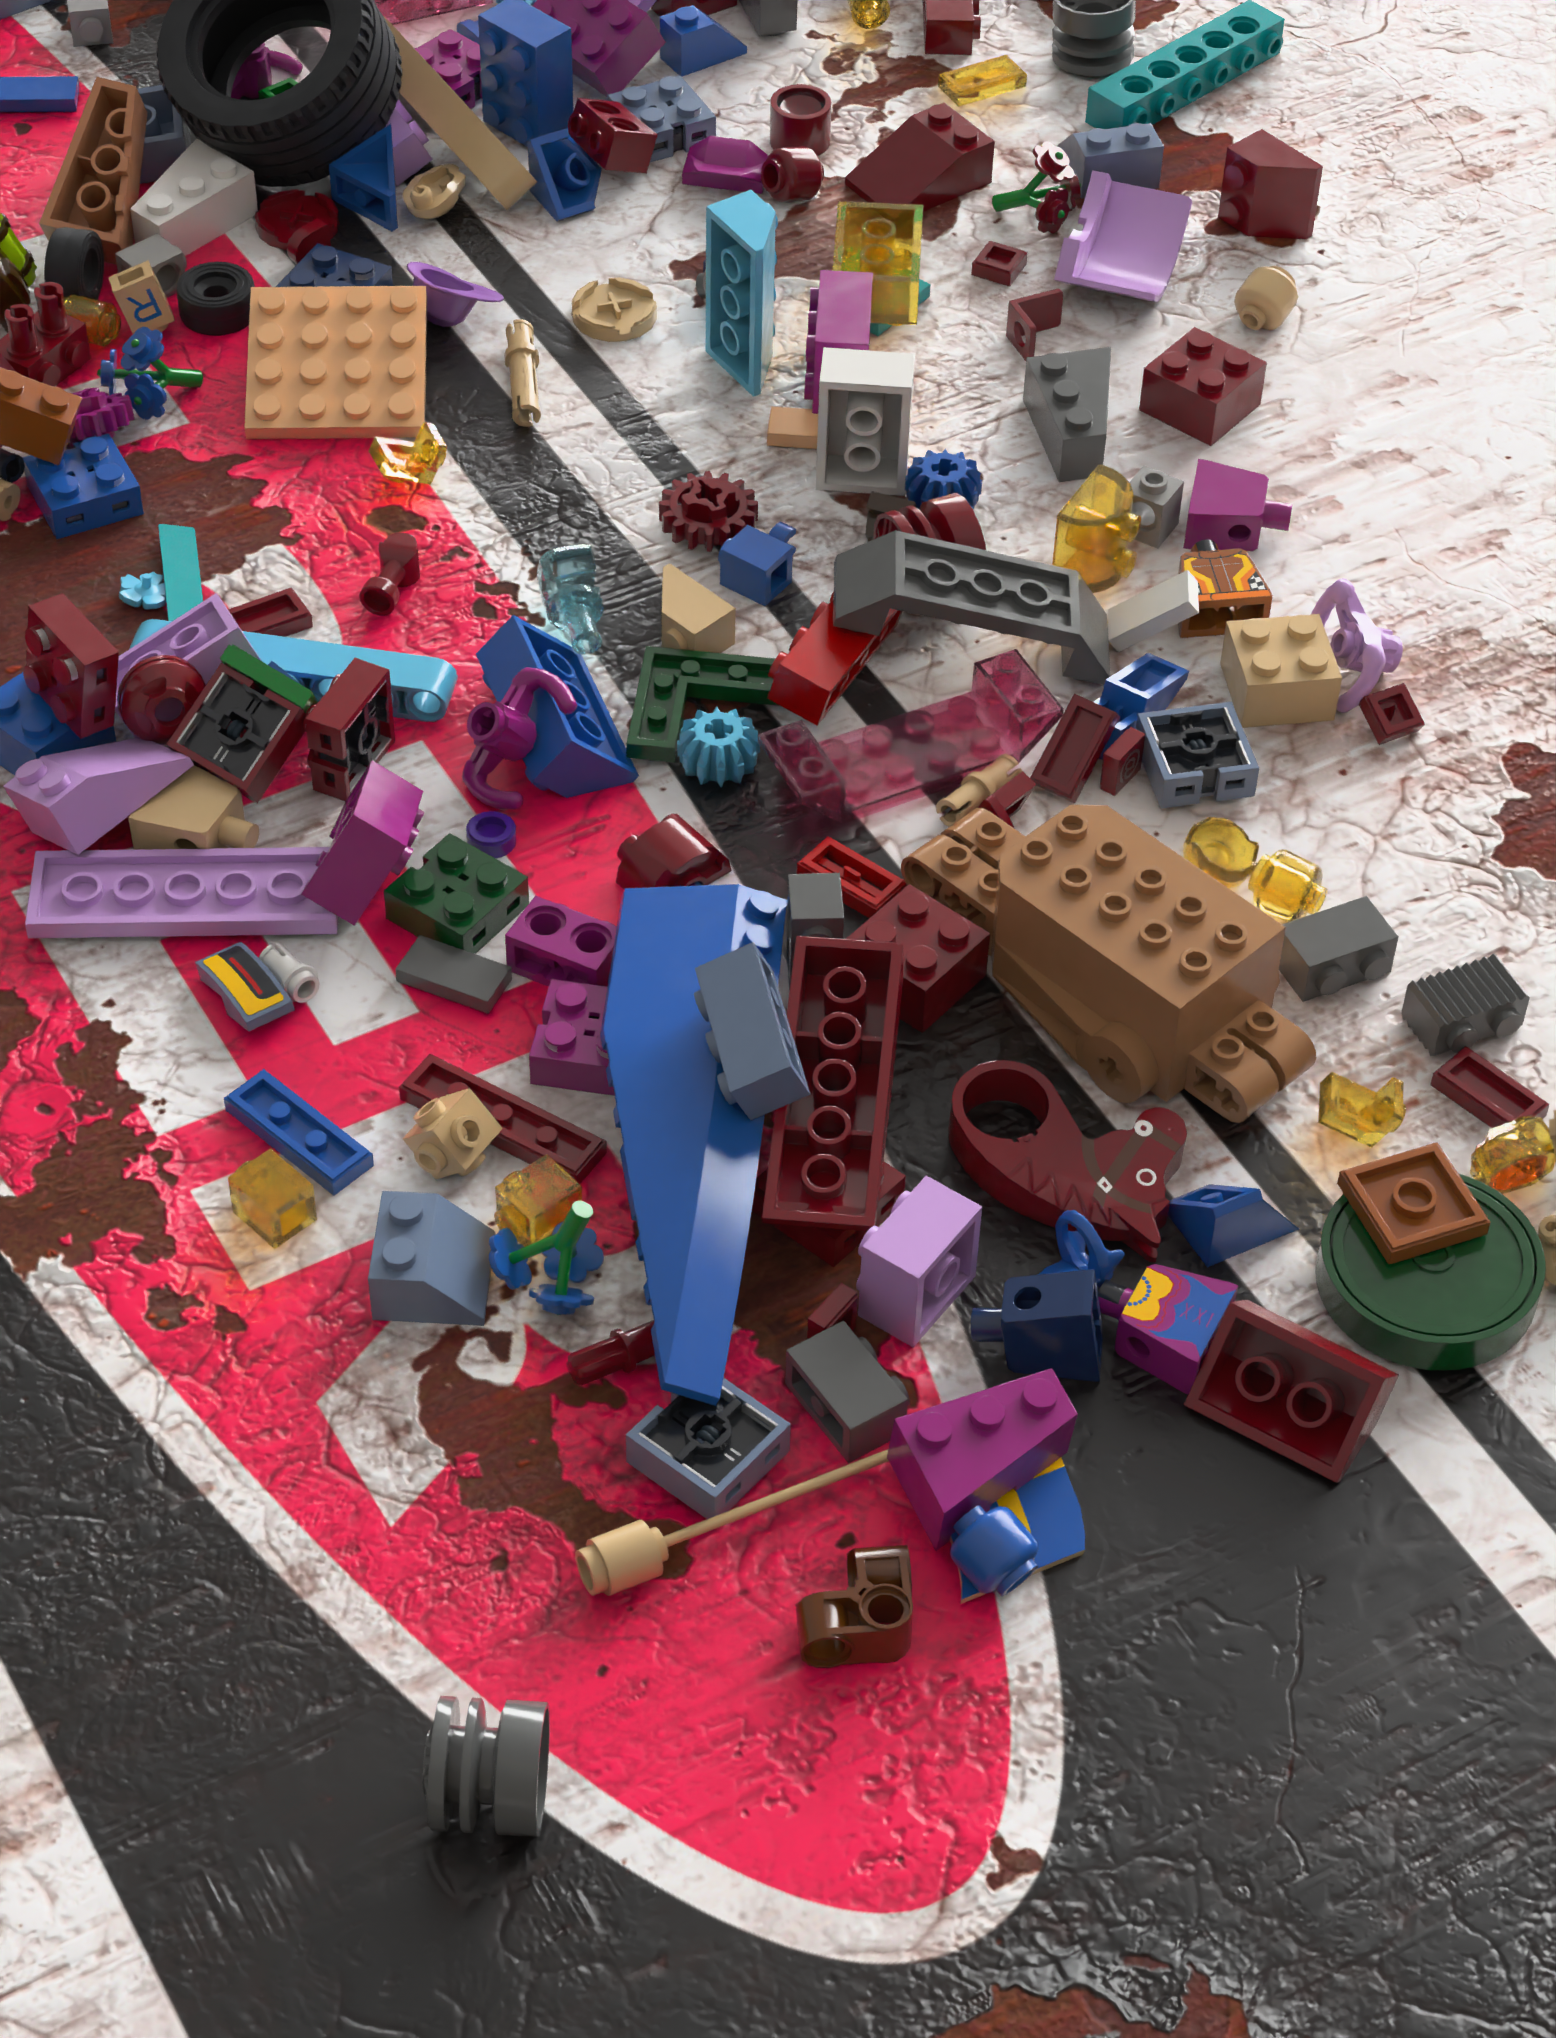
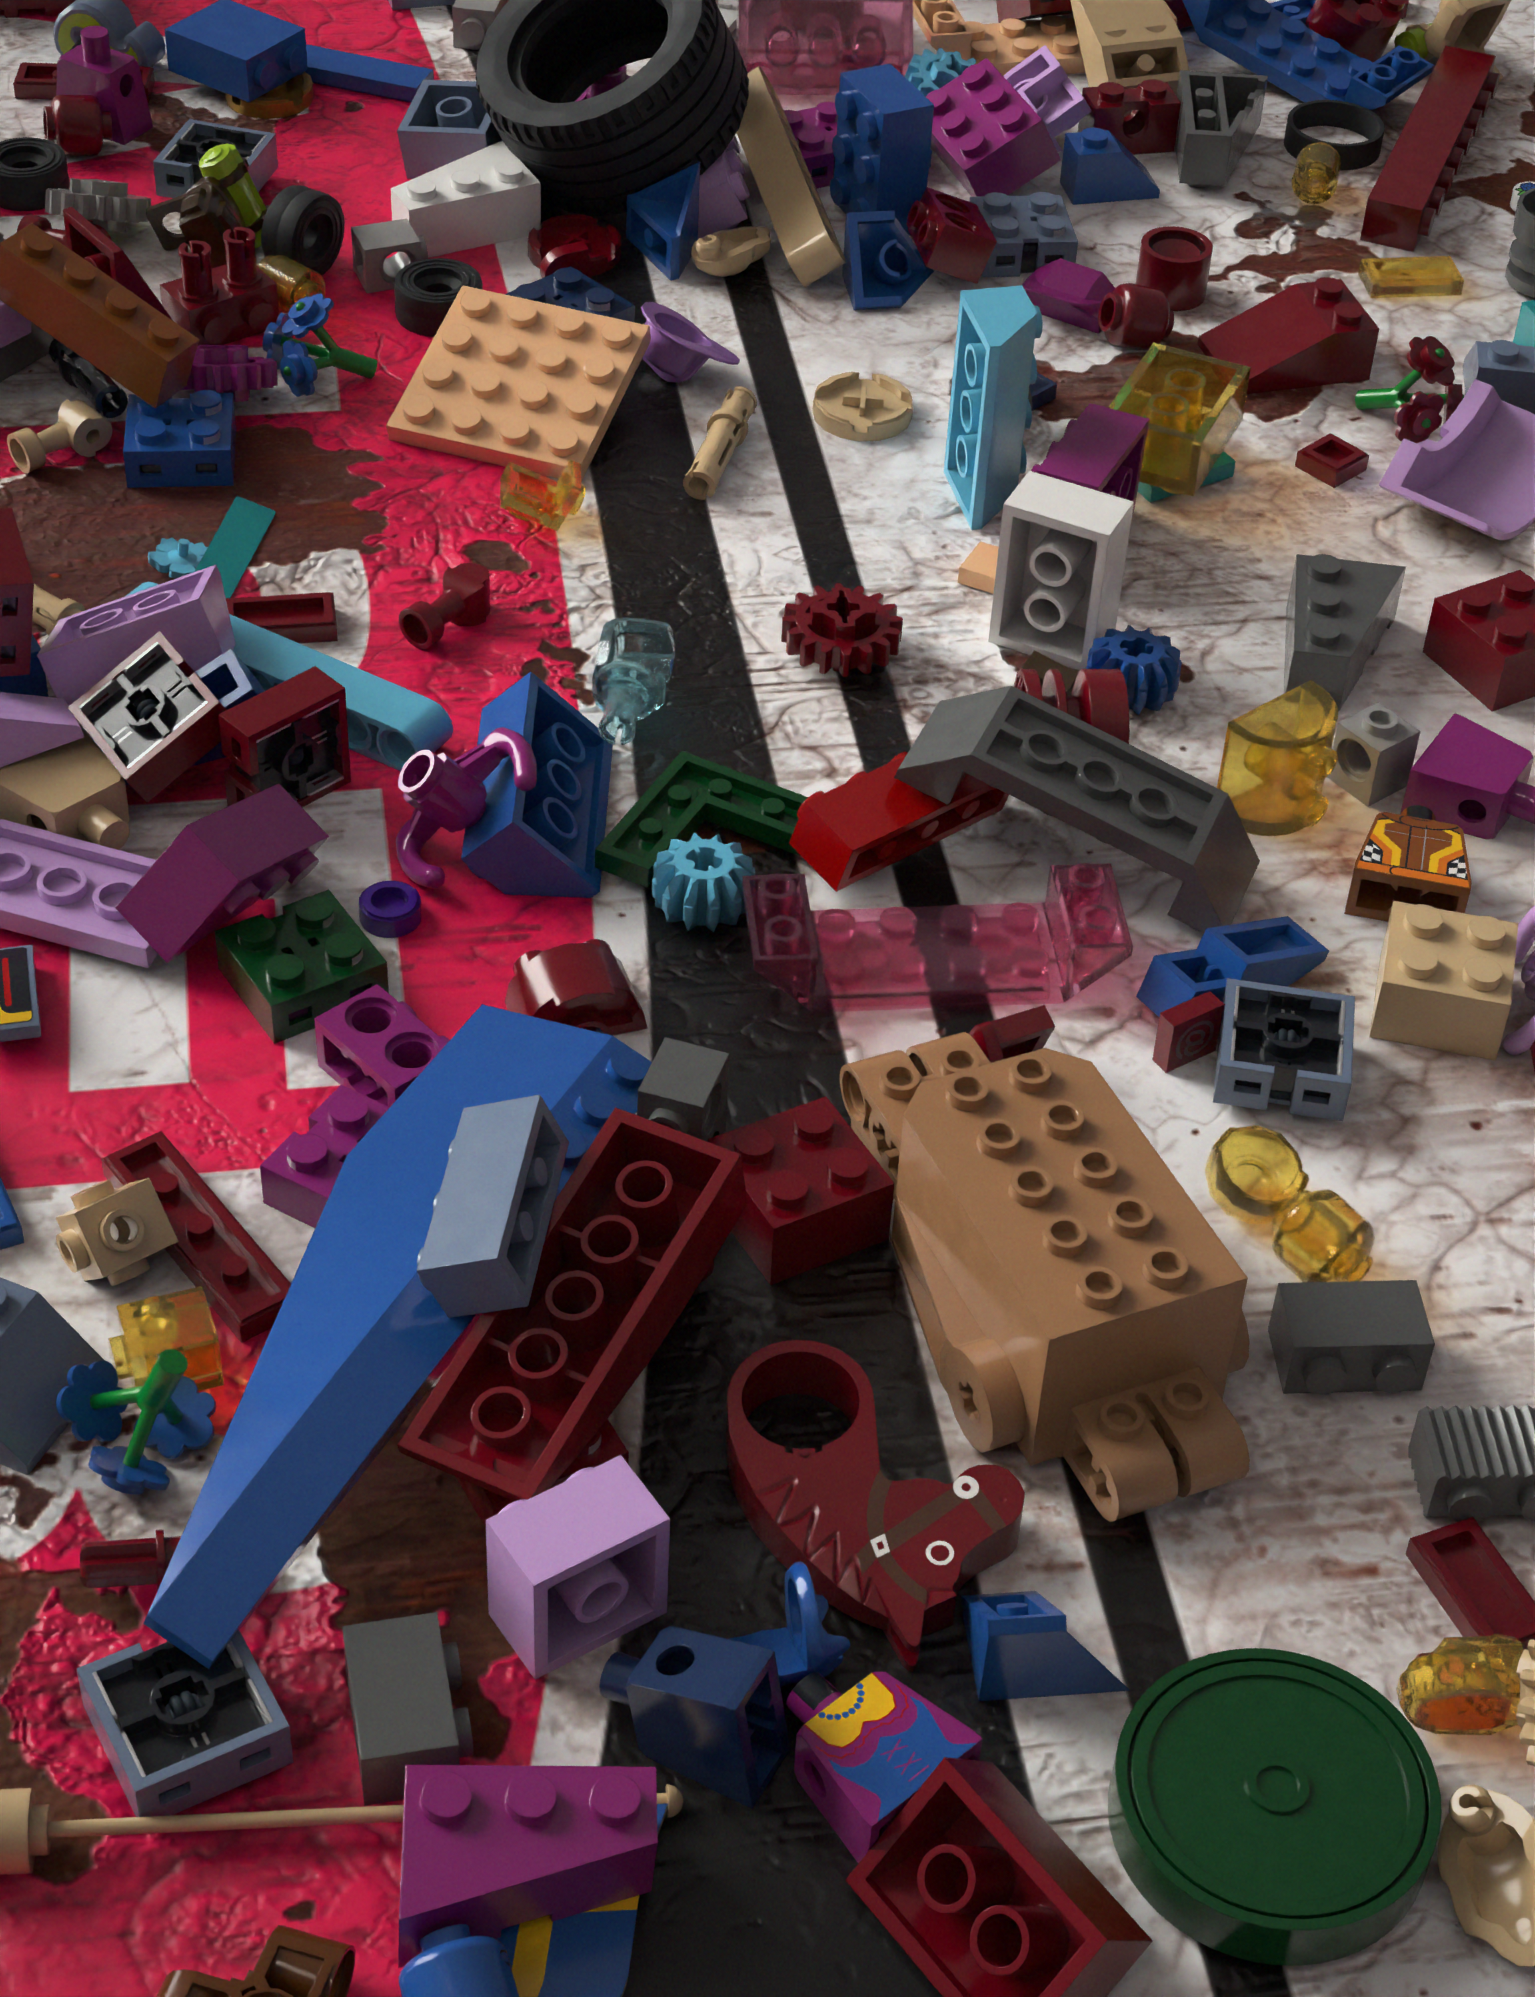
camera: 20 degrees right, 5 degrees down
(102, 168) = (381, 140): nougat wedge -> none
(141, 298) = (353, 277): tan brick -> none
(151, 683) = (84, 632): dark red piece -> none
(267, 677) = (201, 660): green tile -> none
(297, 979) = (63, 1002): white pin -> none
(453, 974) = (249, 1050): dark grey tile -> none
(694, 615) = (756, 733): tan slope -> none
(758, 562) = (868, 698): blue brick -> none
(837, 1307) = (447, 1593): dark red tile -> none
(855, 891) = (770, 1077): red tile -> none
(976, 788) = (989, 1008): tan pin -> none
(1032, 315) = (1339, 519): dark red bracket -> none
(1074, 748) = (1131, 998): dark red tile -> none
(1153, 611) = (1313, 868): white tile -> none
(1360, 1111) = (1281, 1555): clear yellow bracket -> none
(1413, 1203) = (1280, 1705): dark orange tile -> none

